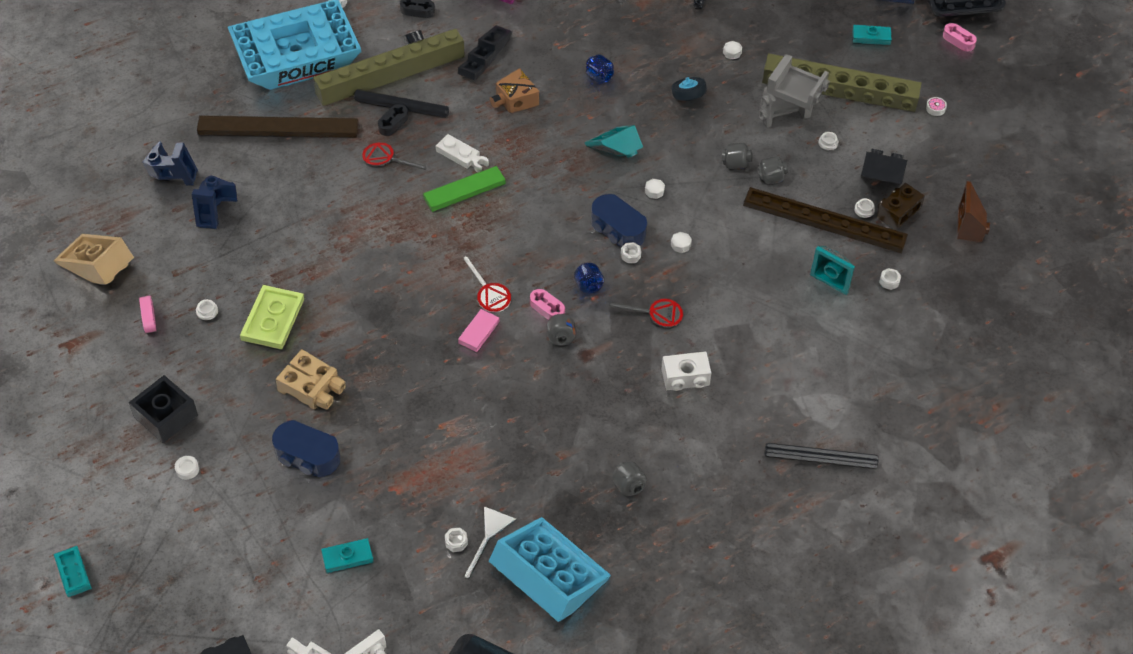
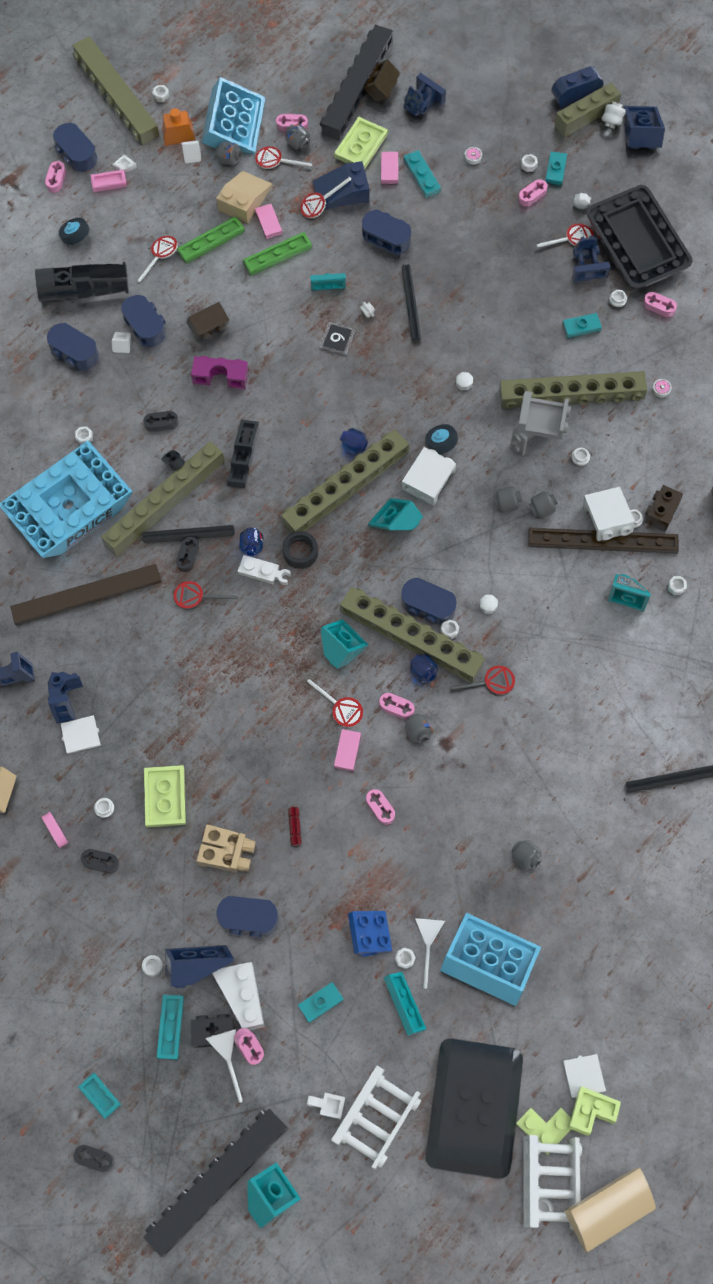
camera: 15 degrees left, 15 degrees up
(33, 634) = (92, 1163): none -> black beam
(163, 409) = (111, 920): black brick -> none
(177, 359) = (100, 856): none -> black beam
(177, 529) = (170, 1027): none -> teal plate
(214, 242) = (80, 734): none -> white piece
(217, 469) = (192, 964): none -> dark blue slope
(219, 546) = (202, 1024): none -> black brick
(223, 557) = (224, 1044): none -> white piece
(244, 570) = (251, 1044): none -> bright pink beam
(267, 518) = (241, 992): none -> white wedge
(393, 383) = (294, 826): none -> dark red axle
(427, 501) = (369, 932): none -> blue plate
(437, 582) = (405, 1003): none -> teal plate
(460, 124) = (251, 541): none -> clear blue head
(464, 188) = (279, 608): bright green tile -> none
(495, 390) = (383, 804): none -> bright pink beam
(506, 133) = (296, 537): none -> black tyre
(512, 233) = (341, 643): none -> teal slope
(515, 92) = (287, 490): medium nougat torso -> none
(575, 101) = (356, 481): none -> olive brick
(590, 246) = (416, 643): none -> olive brick
(654, 188) = (446, 554): white tile -> none
(662, 115) = (428, 475): none -> white panel
(695, 365) = (546, 727): white brick -> none
(839, 194) = (609, 513): none -> white panel
(884, 167) = (640, 476): black brick -> none
(917, 21) = (618, 298): none -> white plate

